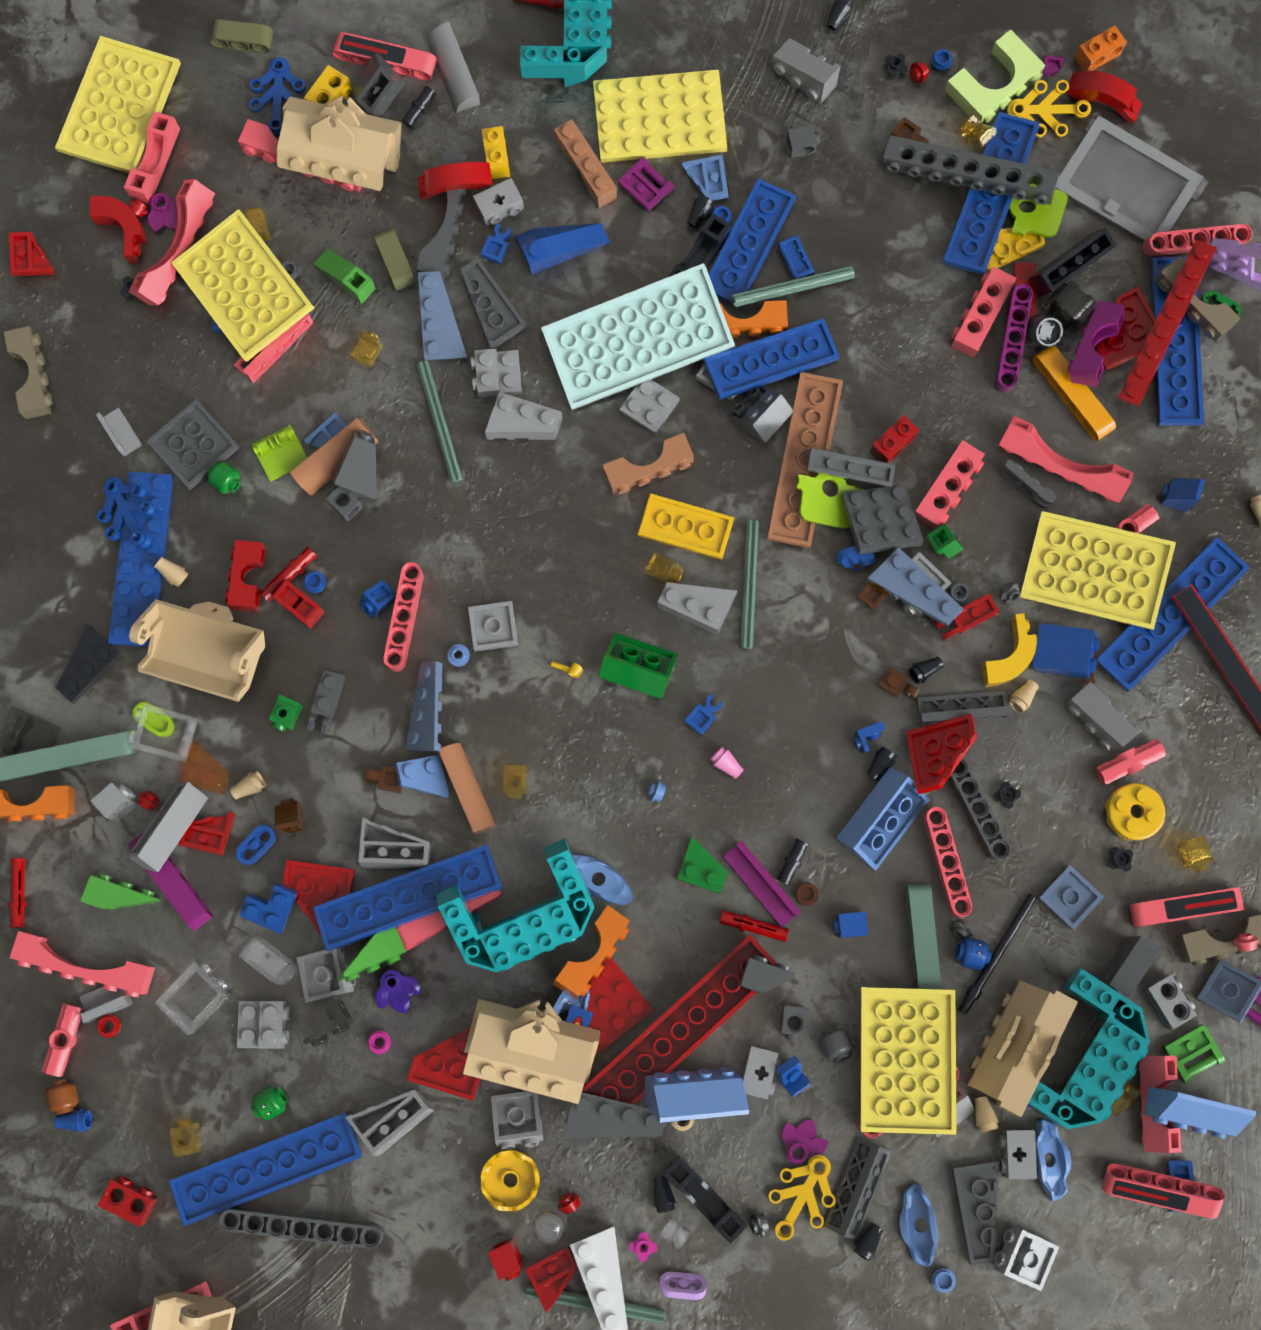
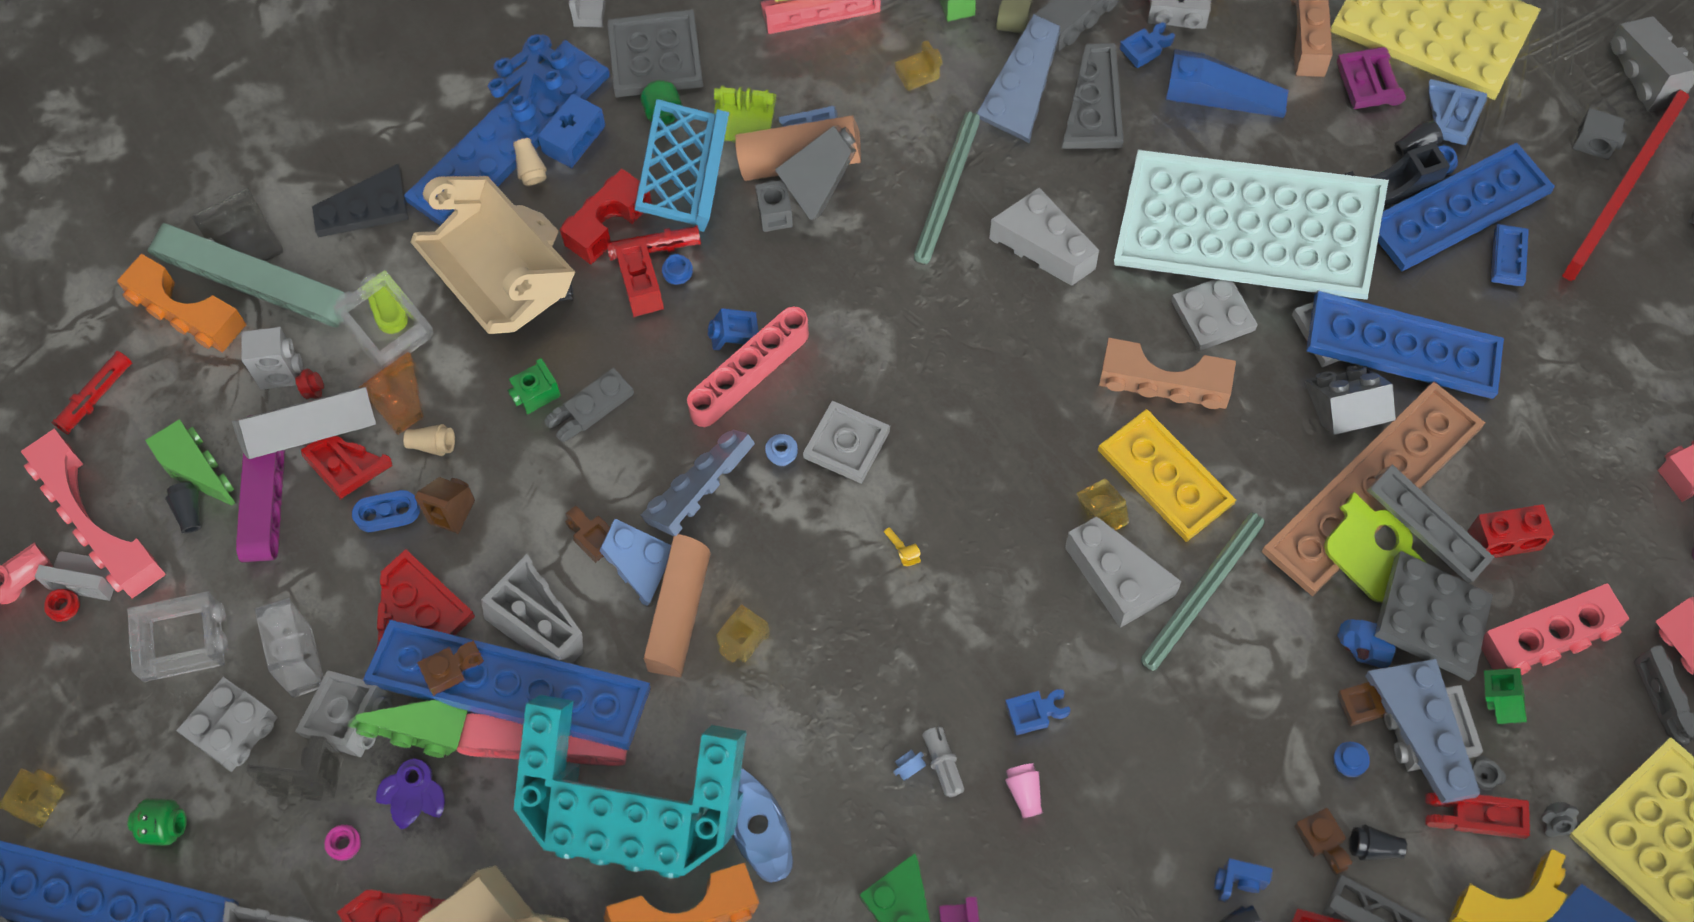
camera: 35 degrees right, 15 degrees down
(133, 921) = (184, 504): none -> black cone
(186, 542) = (571, 130): none -> blue brick
(271, 913) = (343, 599): blue plate -> none
(287, 504) = (705, 175): none -> dark azure fence
(369, 915) = (445, 669): none -> reddish brown plate
(496, 372) = (1052, 170): light grey plate -> none
(638, 665) = (991, 597): green slope -> none
(673, 777) = (943, 761): none -> light grey axle
(770, 320) = (1430, 299): orange arch -> none
(792, 286) = (1486, 281): sand green axle -> none
(836, 167) = (1625, 186): none -> red tile
(885, 630) = (1351, 759): none -> blue plate

